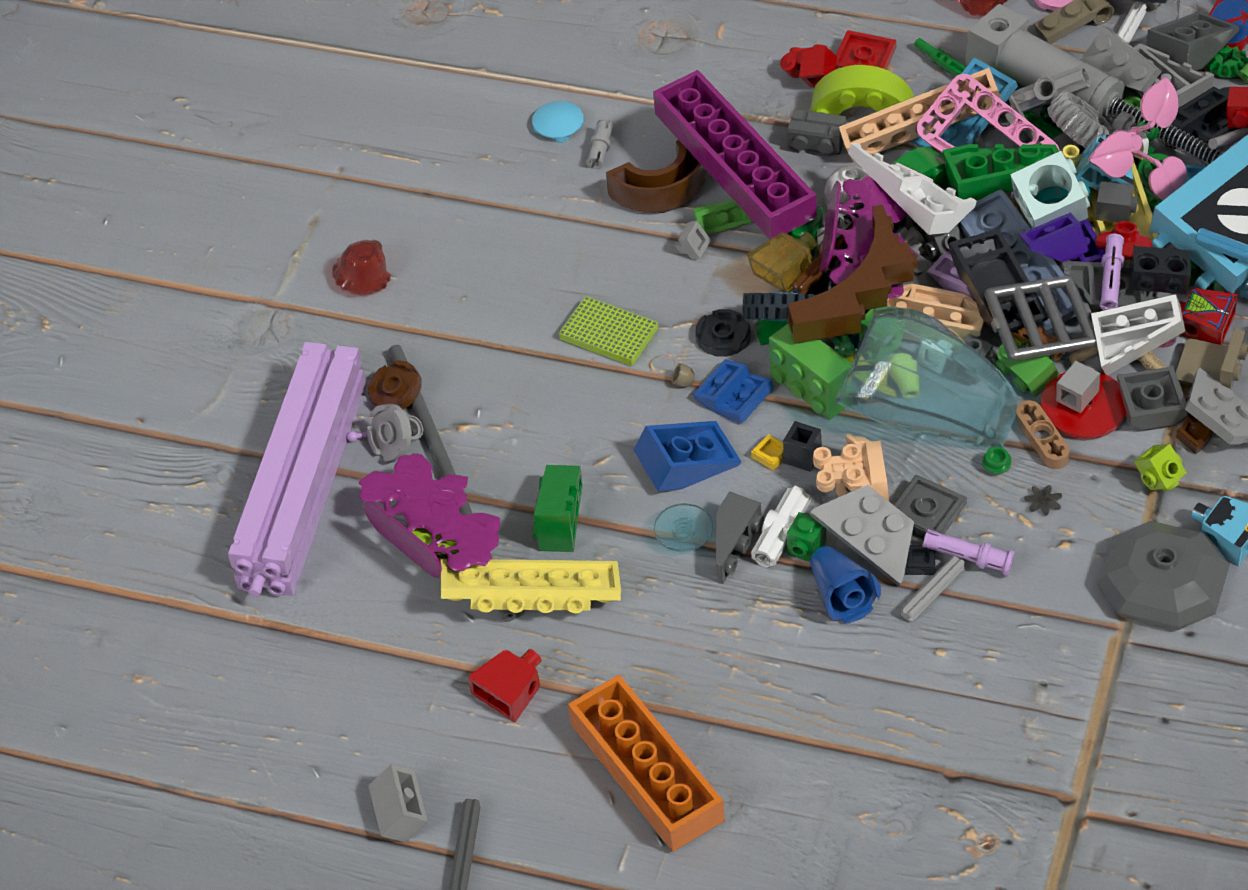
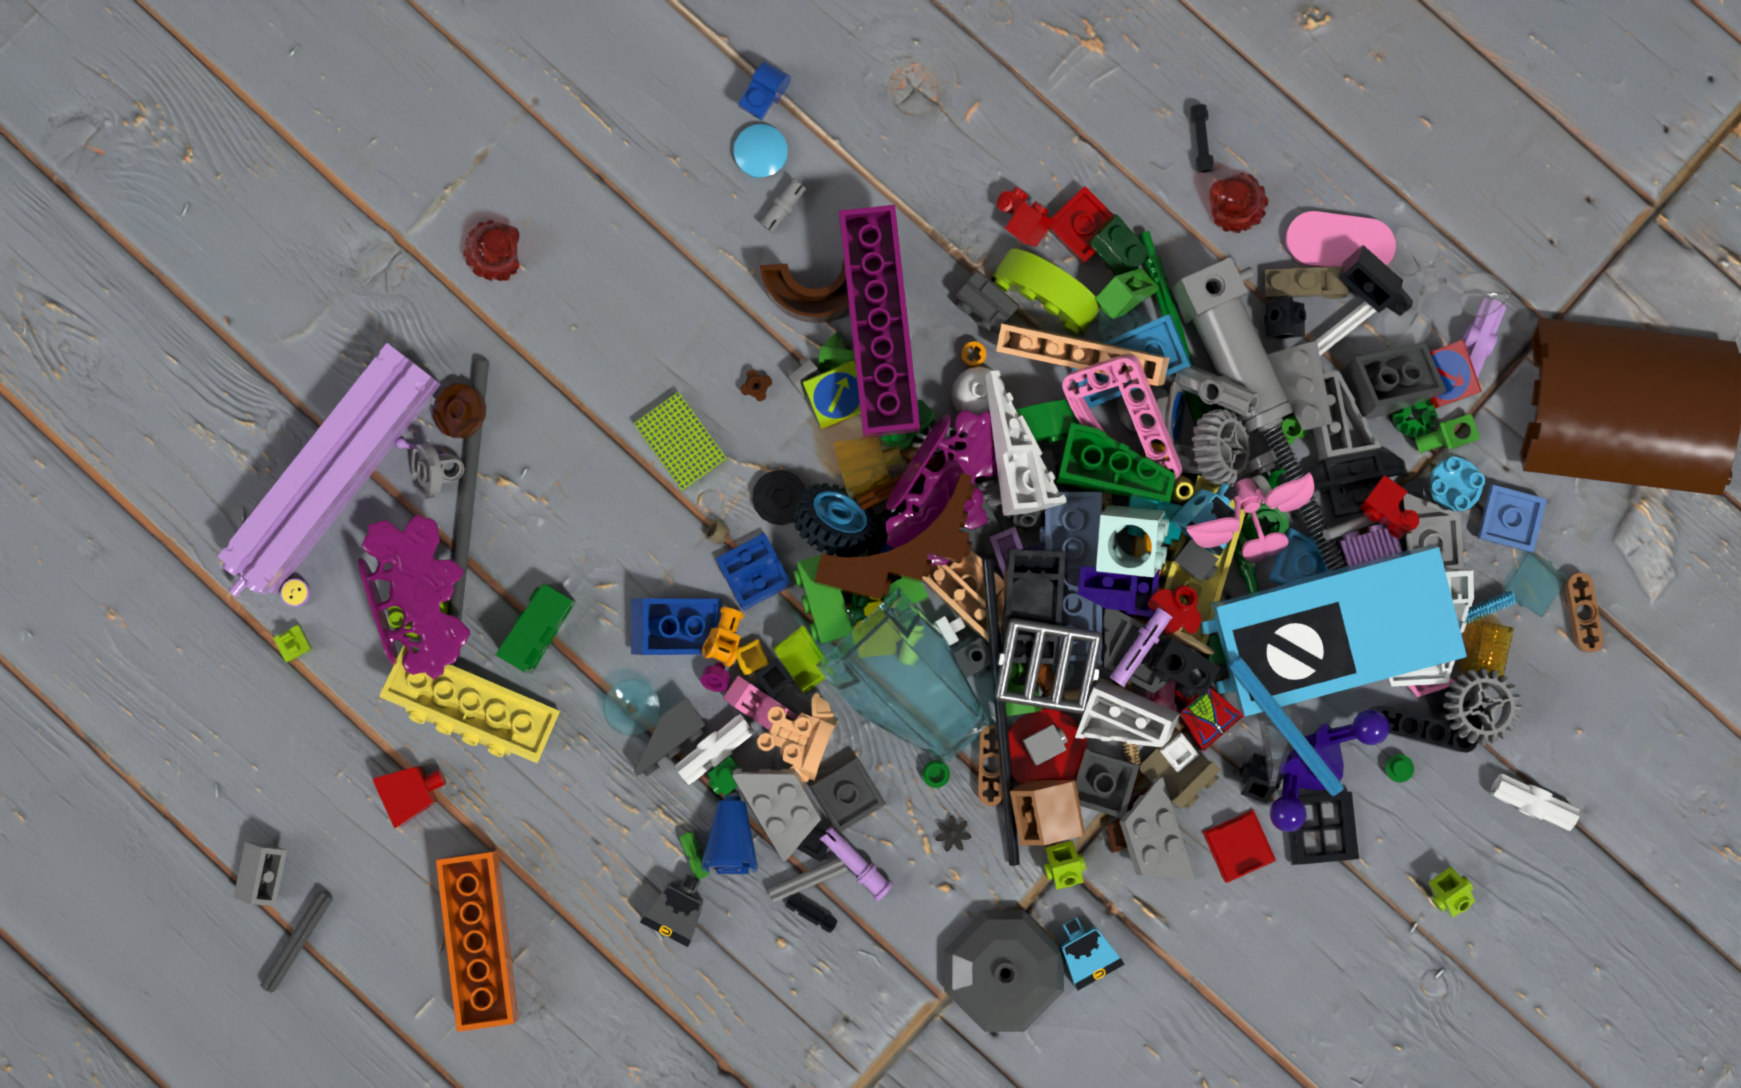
camera: 15 degrees right, 35 degrees up
(312, 583) = (295, 592): none -> light yellow tile
(330, 621) = (293, 643): none -> lime tile
(538, 73) = (766, 87): none -> blue brick
(652, 266) = (749, 389): none -> reddish brown plate
(727, 238) = (834, 394): none -> piece
(736, 441) = (723, 640): none -> light orange connector
(749, 480) = (715, 678): none -> magenta tile
(786, 473) = (753, 702): none -> bright pink brick
(819, 619) = (692, 850): none -> bright green piece
(823, 413) = (799, 656): none -> lime piece
(824, 166) = (982, 354): none -> light orange bush
(824, 663) = (676, 911): none -> torso
(903, 55) = (1118, 246): none -> dark green plate
(928, 72) = (1126, 293): none -> bright green slope
(953, 612) = (811, 913): none -> black axle
(1026, 382) = (1000, 712): none -> black piece
(1072, 38) = (1285, 318): none -> black brick
(1116, 428) = (1047, 811): none -> medium nougat slope
(1201, 349) = (1179, 752): none -> white tile

